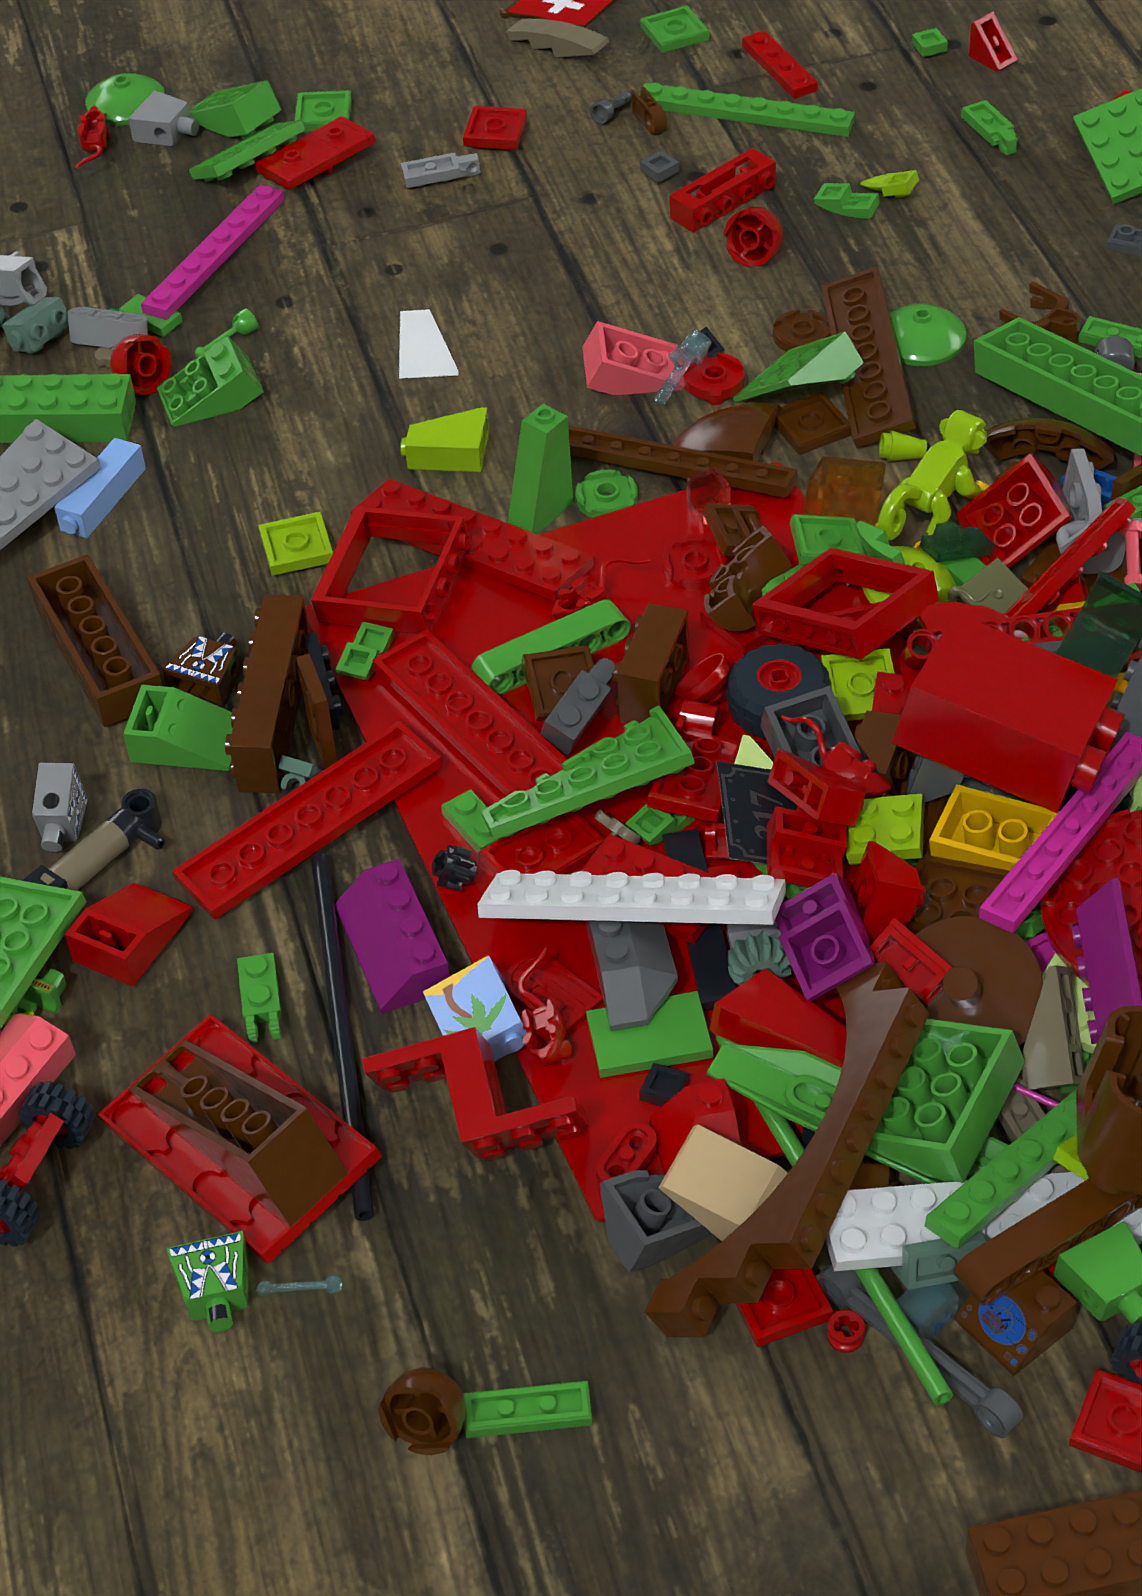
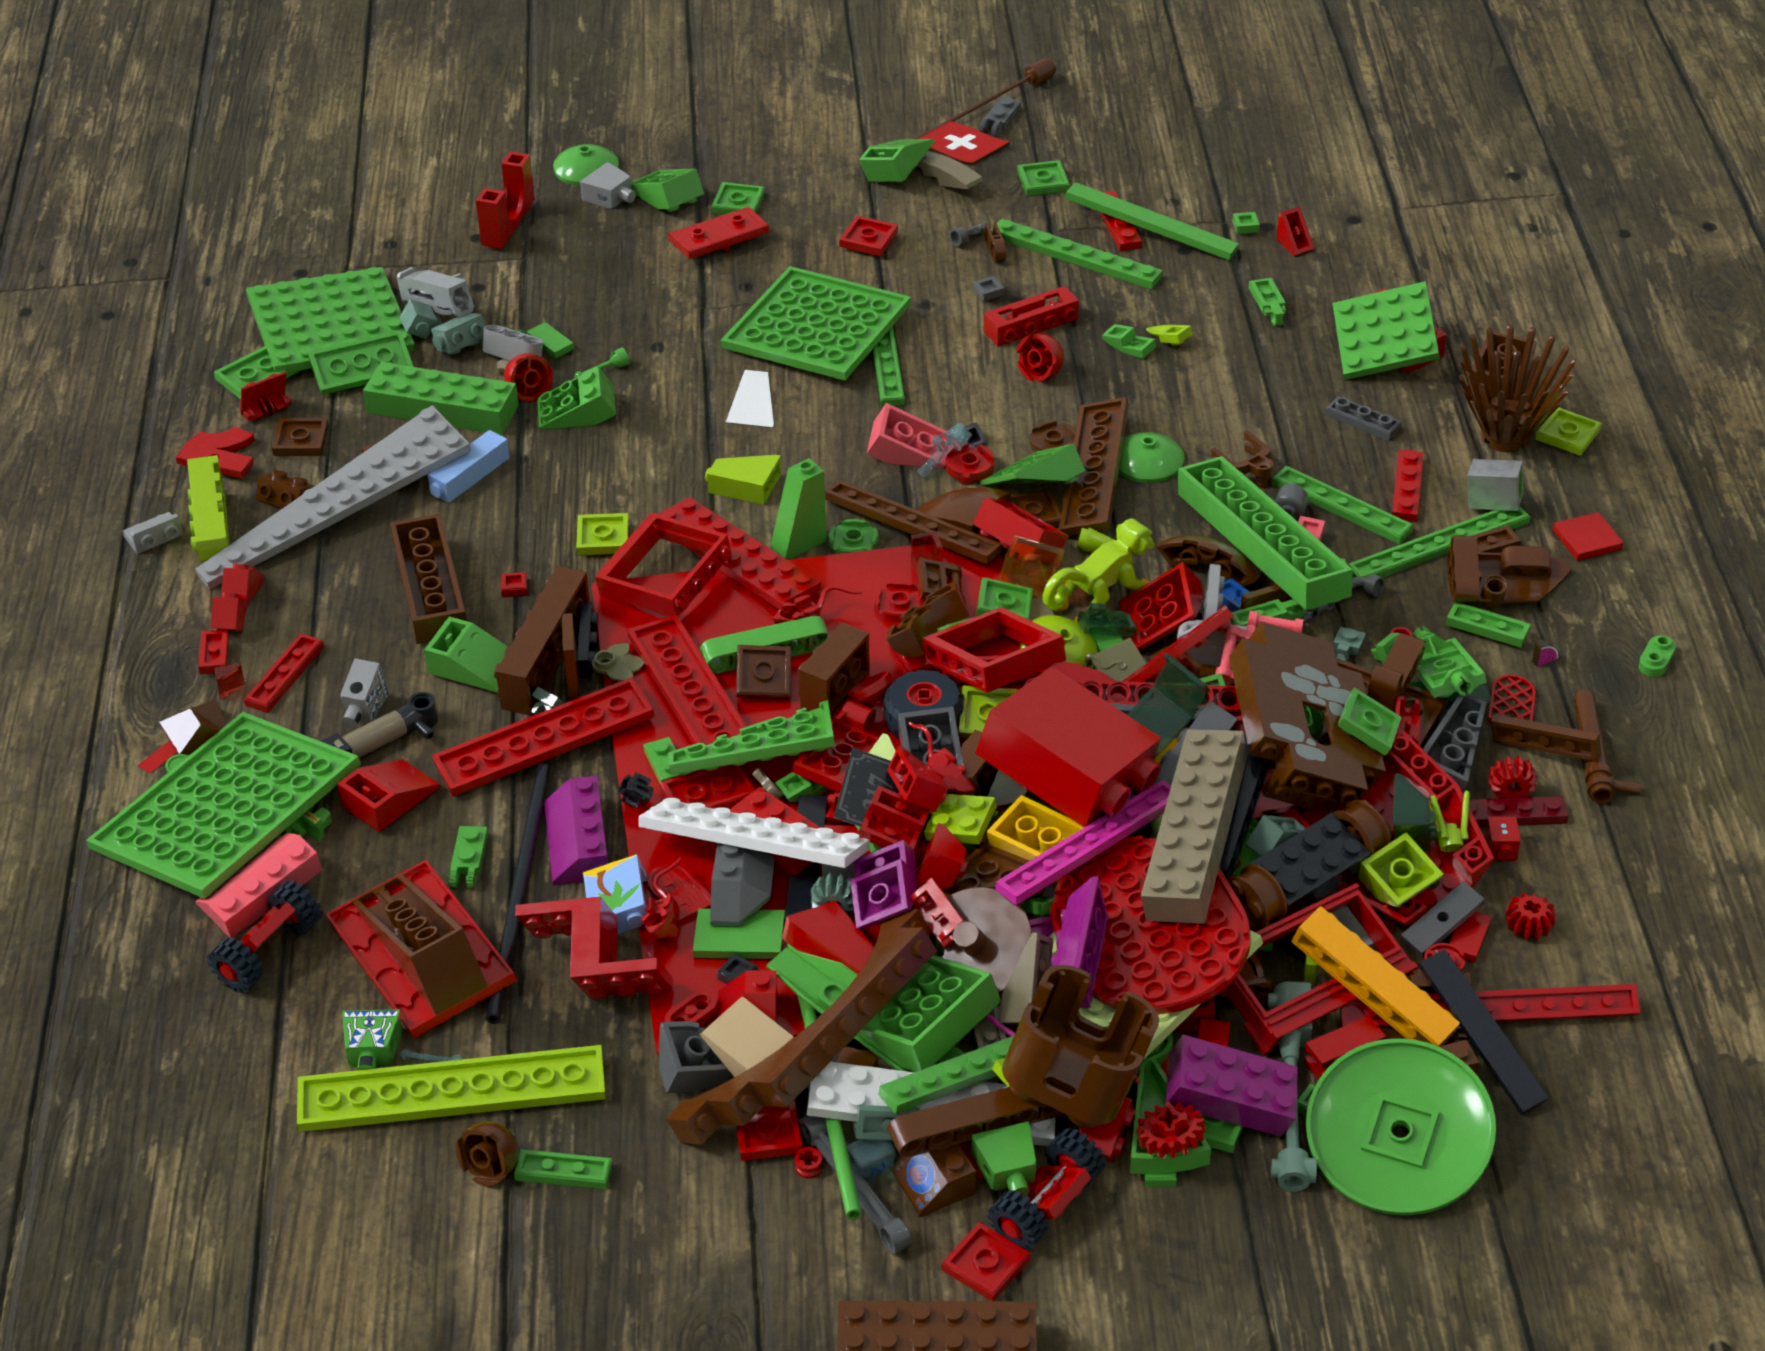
camera: 10 degrees right, 5 degrees down
(46, 163) = (503, 210): none -> red arch
(92, 134) = (549, 189): red animal -> none
(204, 624) = (514, 584): none -> red tile
(205, 668) = (502, 614): reddish brown torso -> none
(212, 252) = (613, 298): dark pink plate -> none
(242, 153) = (659, 225): bright green plate -> none
(339, 1326) = (450, 1088): none -> lime plate
(368, 644) = (630, 617): bright green slope -> none
(371, 705) = (617, 662): none -> olive plate
(439, 168) = (814, 261): light grey hinge -> none
(470, 240) = (816, 323): none -> bright green plate
(496, 34) = (893, 159): none -> bright green slope
(567, 271) = (888, 371): none -> bright green tile
(579, 707) = (767, 691): dark grey hinge -> none
(804, 444) = (1005, 519): none -> red brick
(822, 57) = (1152, 221): none -> bright green tile
(876, 543) = (1036, 610): bright green slope -> none

